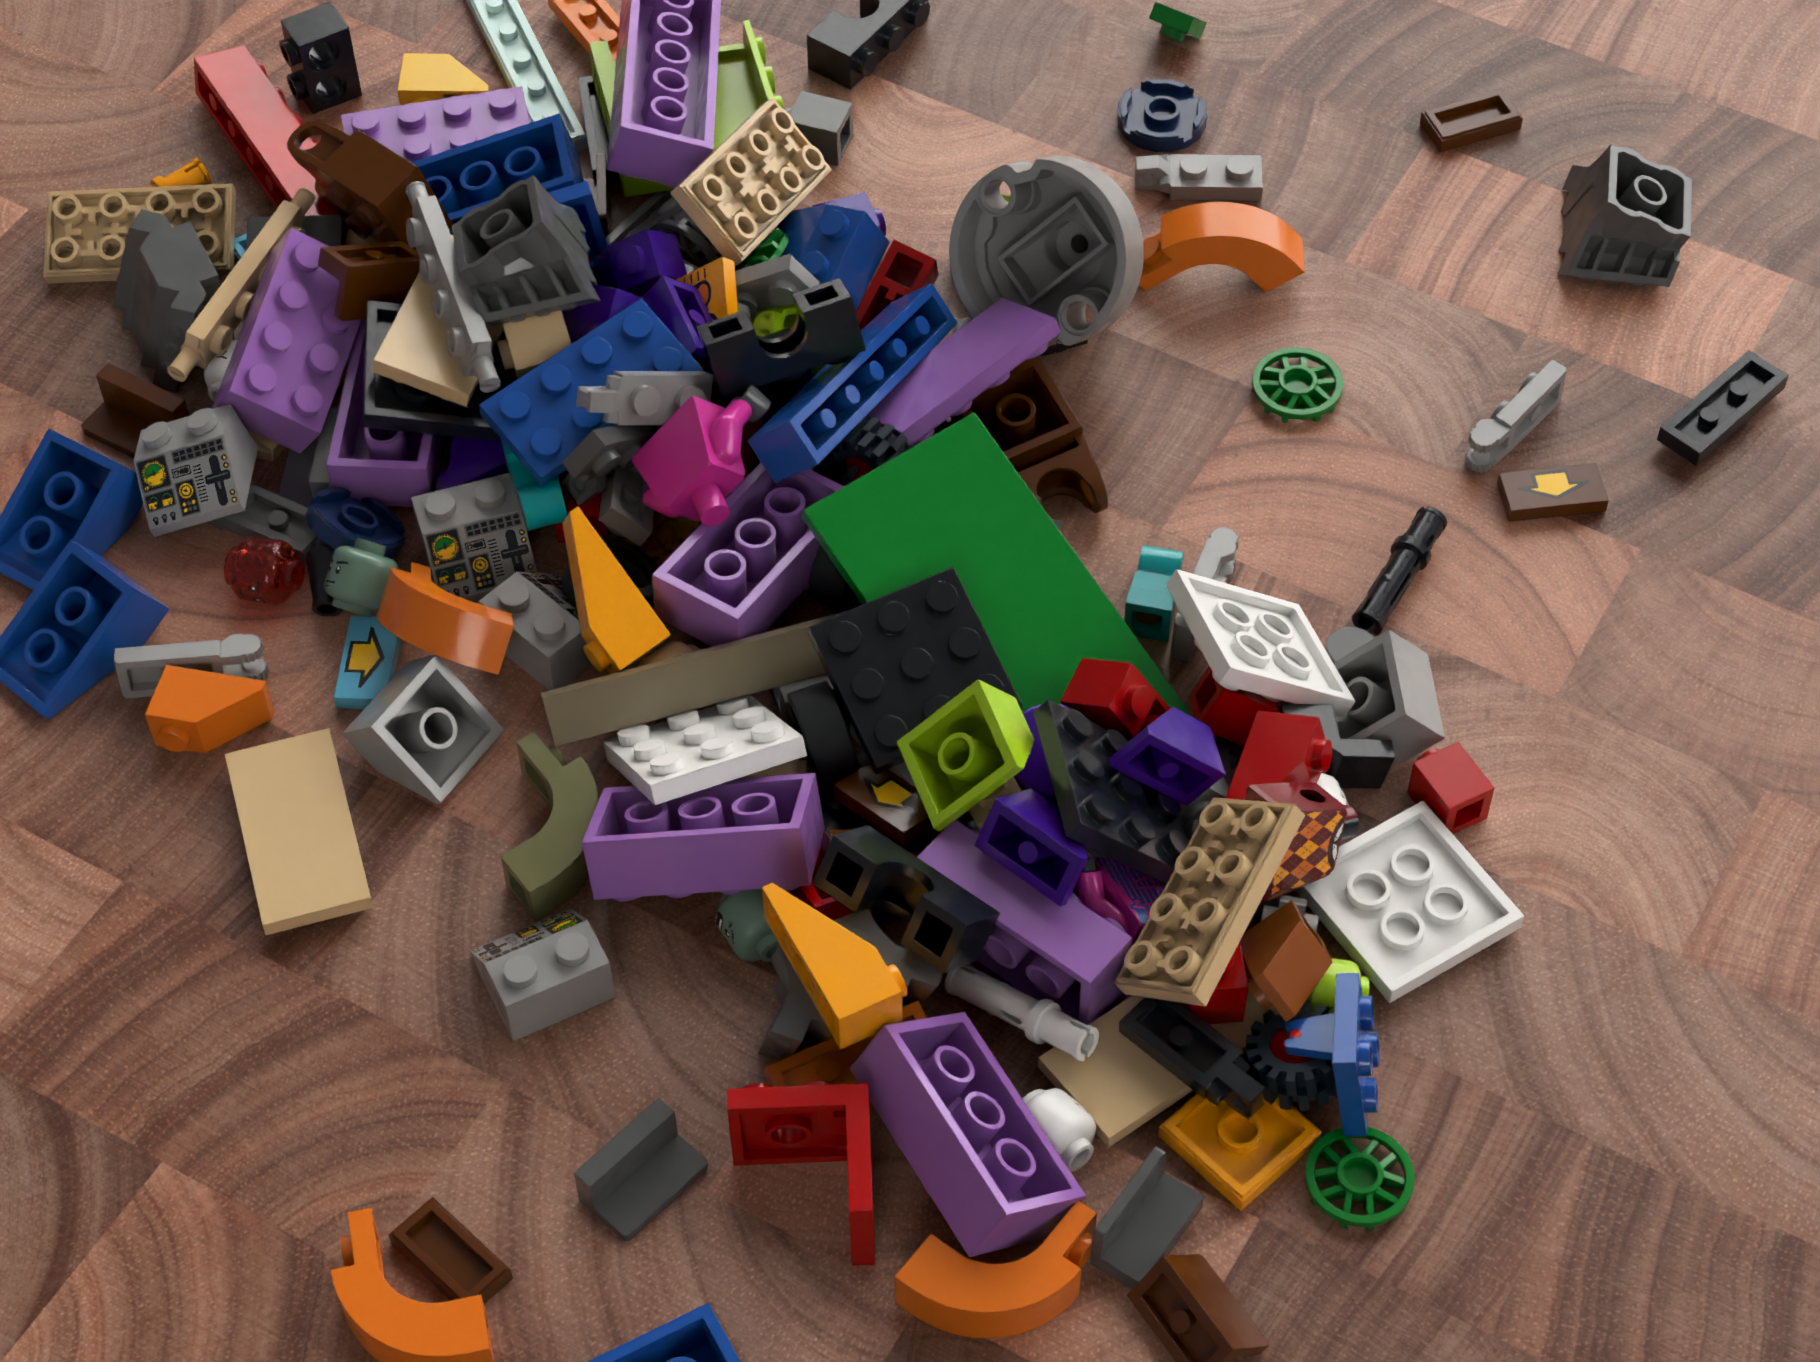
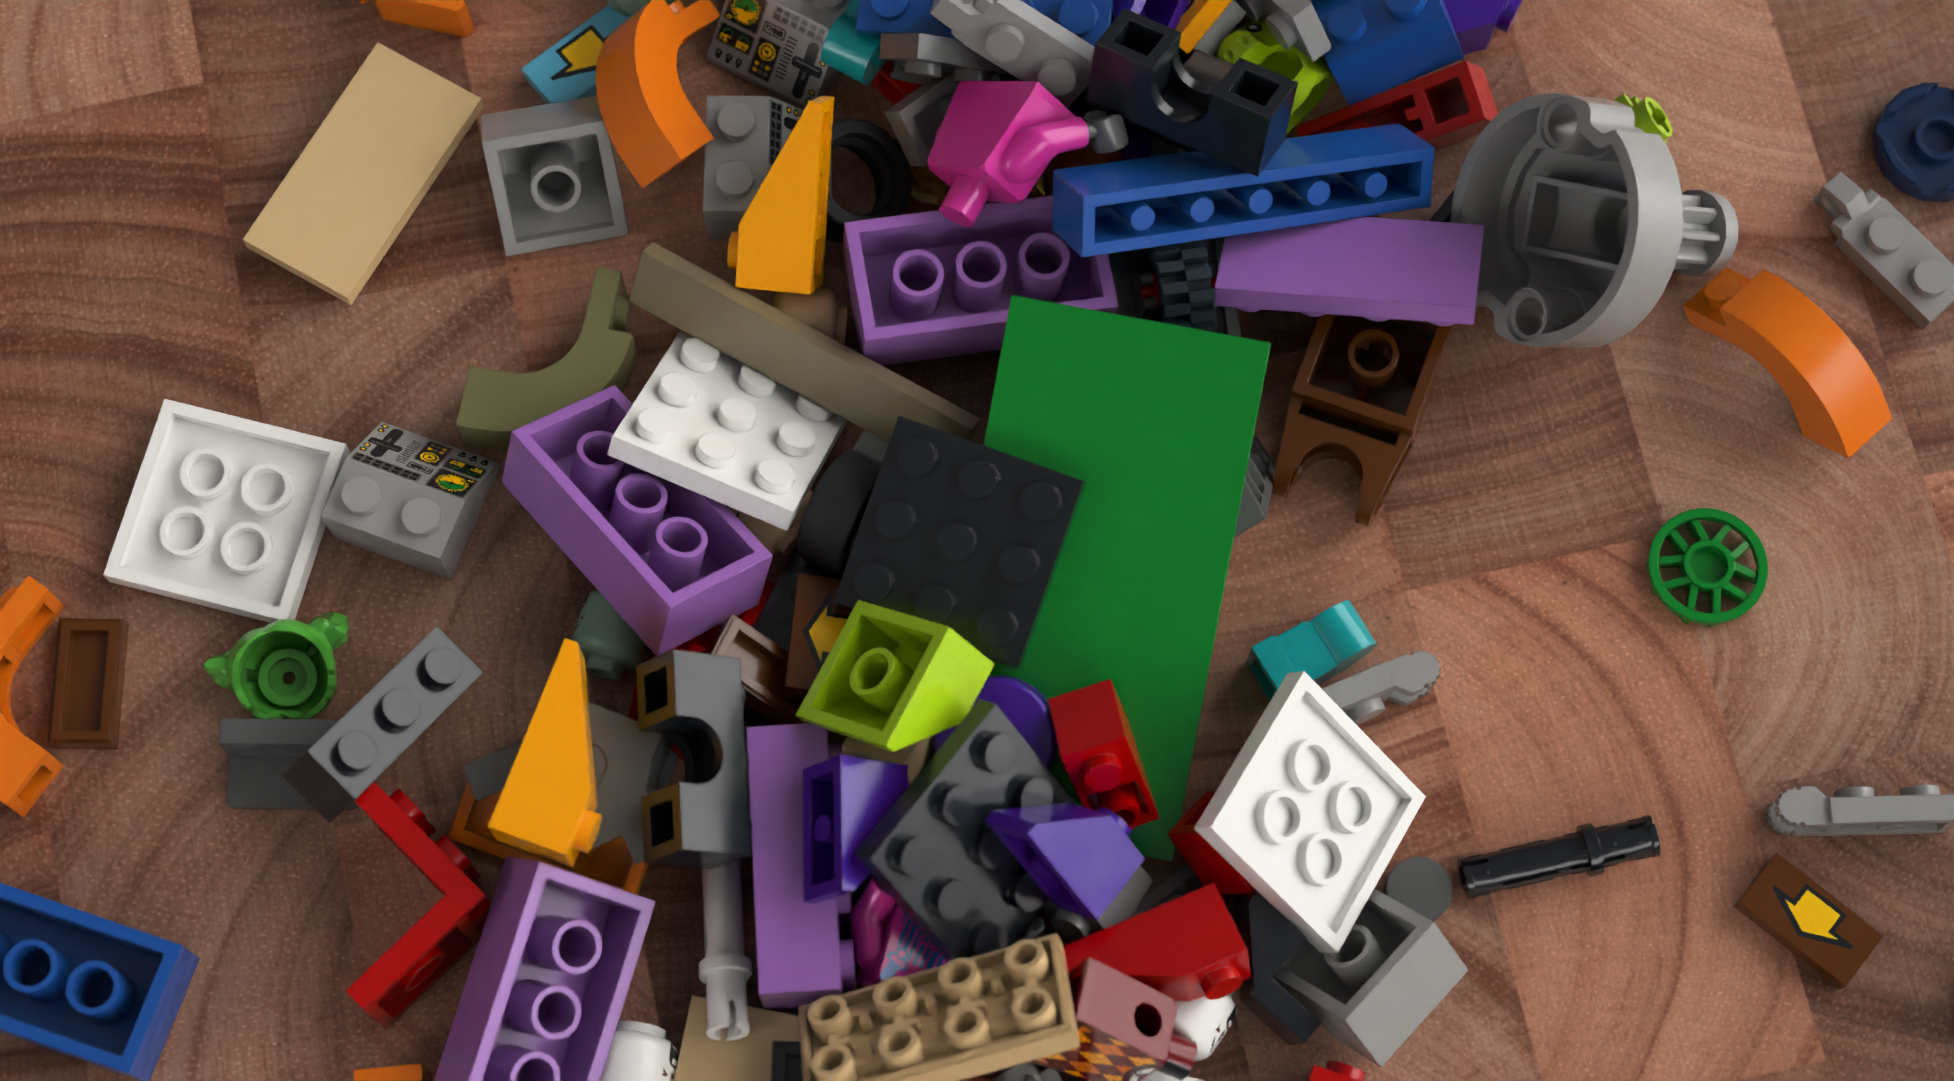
camera: 45 degrees right, 20 degrees up
(431, 1079) = (226, 513): none -> white plate
(573, 1105) = (266, 654): none -> bright green hair
(686, 1062) = (382, 724): none -> arch

